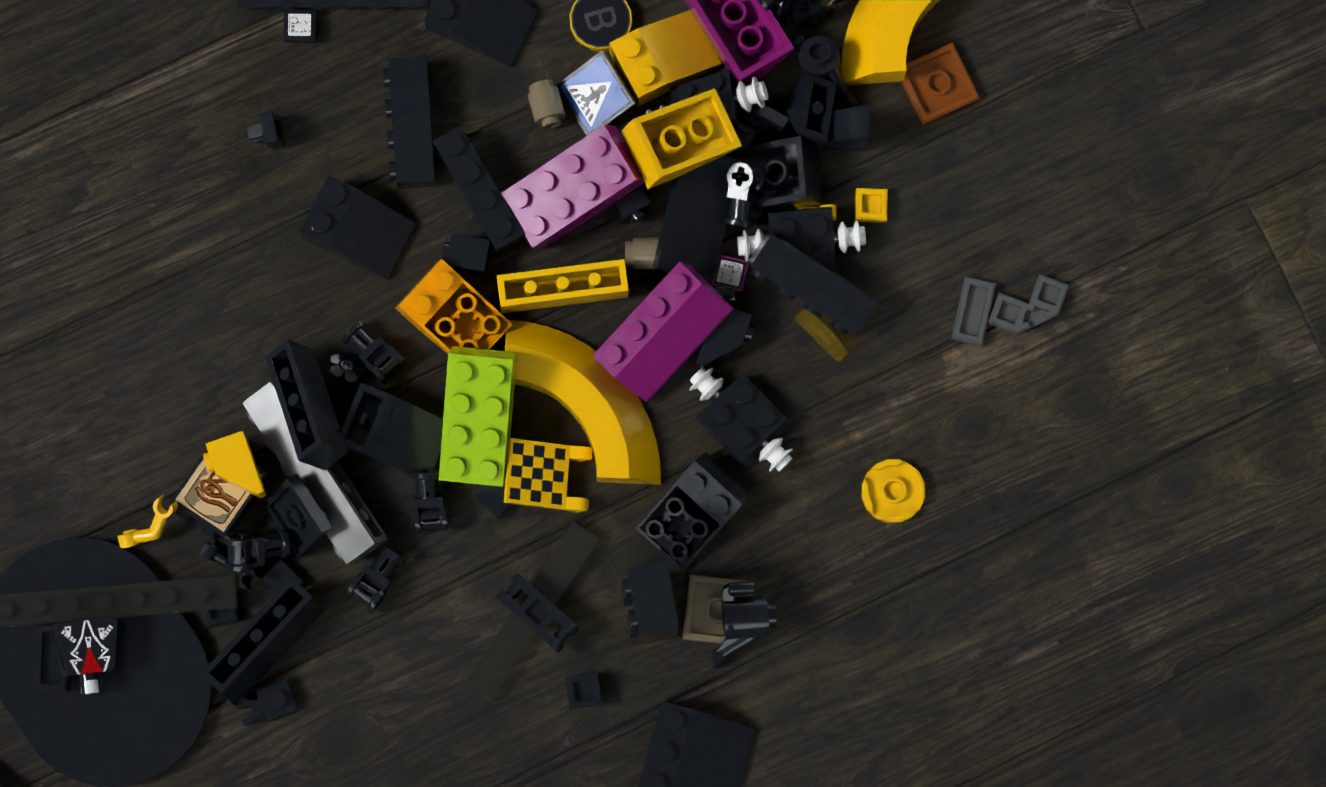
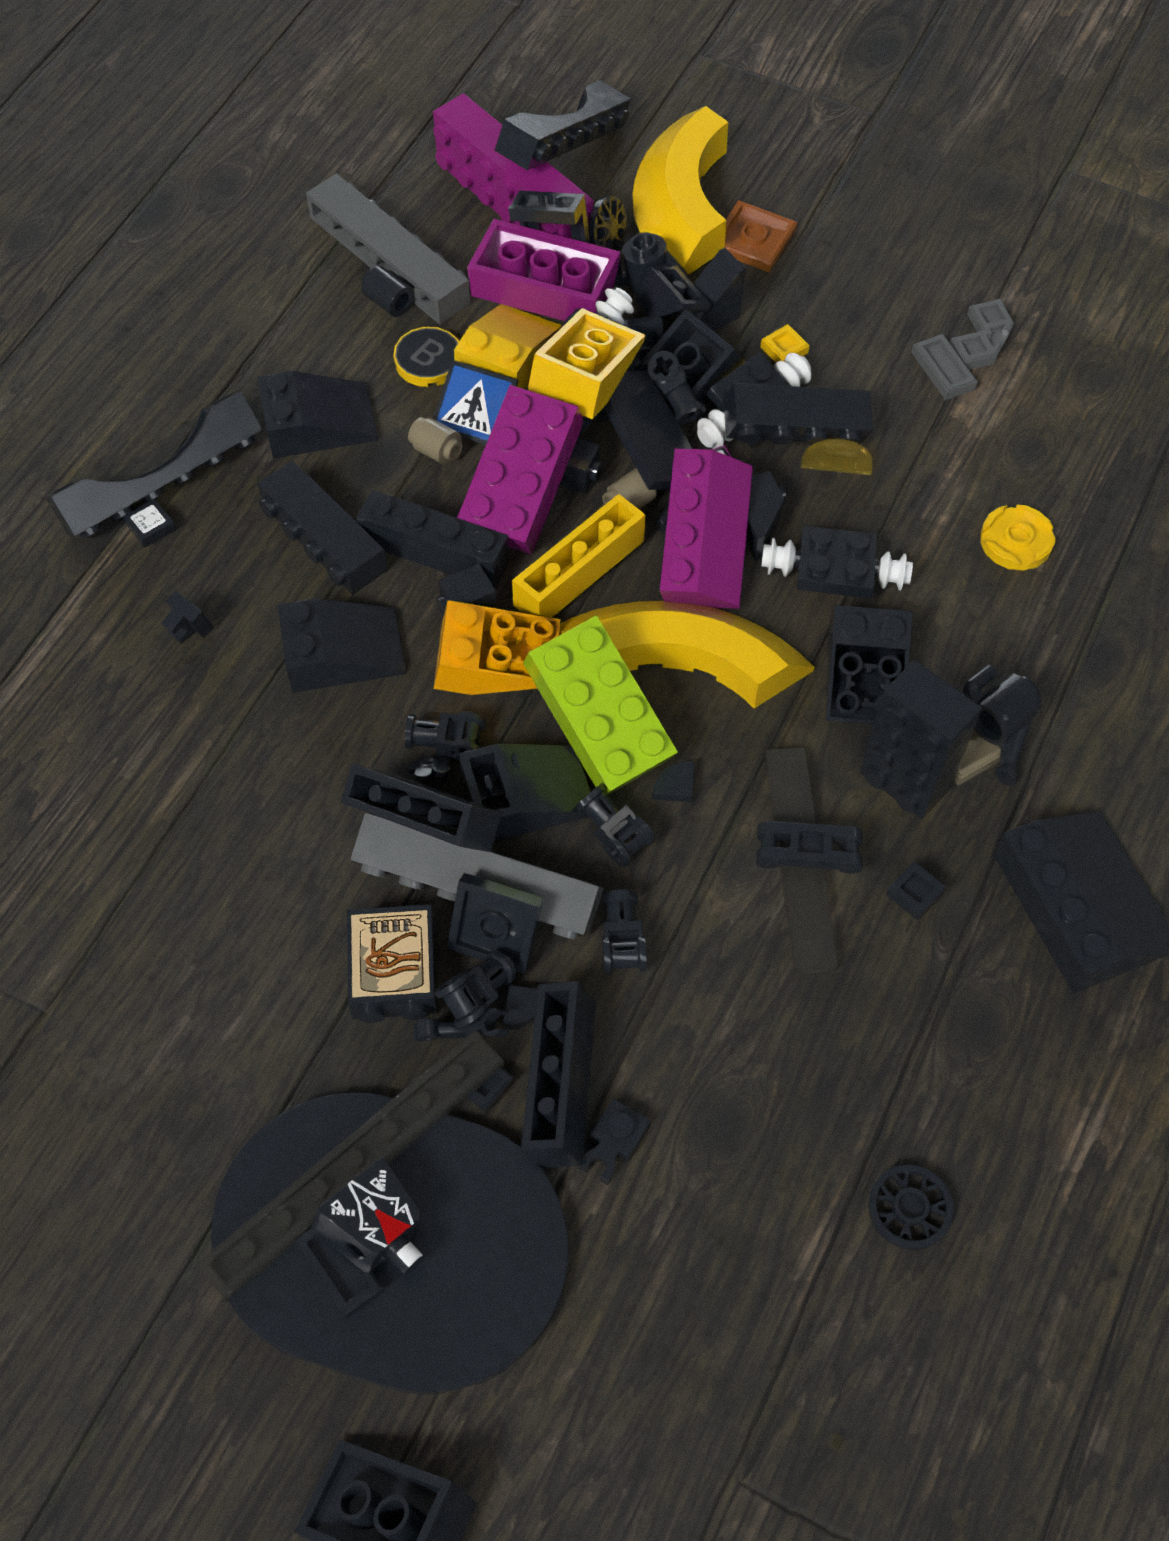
camera: 30 degrees left, 20 degrees down
(134, 536) = (352, 1054): yellow arm -> none
(234, 463) = (392, 911): yellow slope -> none
(540, 474) = (701, 724): yellow flag -> none

